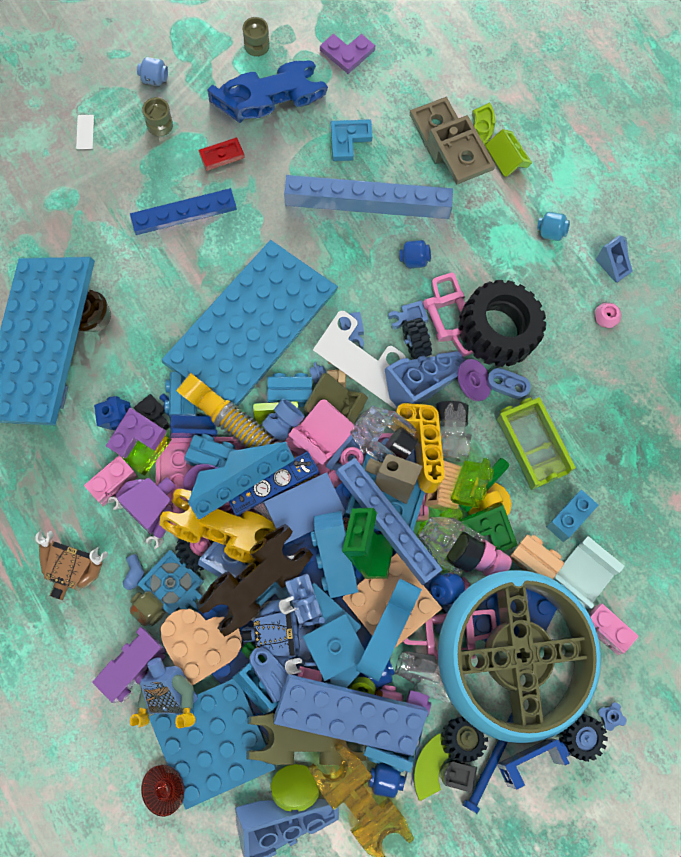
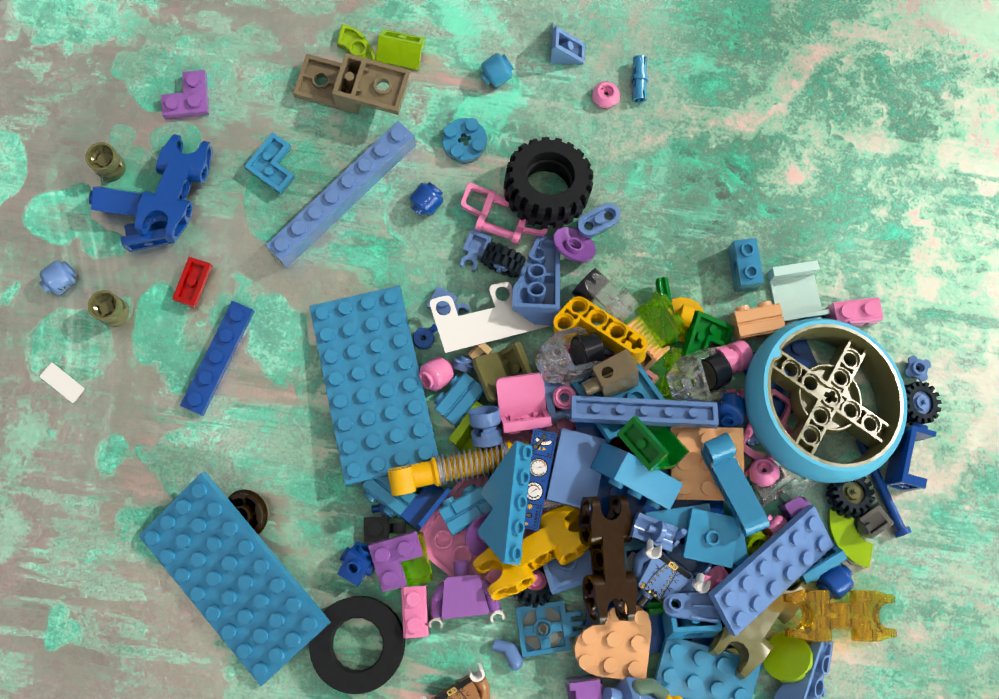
camera: 50 degrees left, 5 degrees up
(29, 445) = (373, 677): none -> black tyre
(146, 608) = (549, 665): olive head -> none
(233, 59) = (114, 200): none -> blue brick
(294, 359) = (436, 373): none -> bright pink head
(309, 329) = (424, 332): none -> blue piece
(419, 658) = (764, 478): none -> bright pink plate
(486, 236) = (459, 151): none -> dark azure plate
(535, 442) = (663, 241): door -> none
(642, 328) = (639, 78): none -> dark azure pin

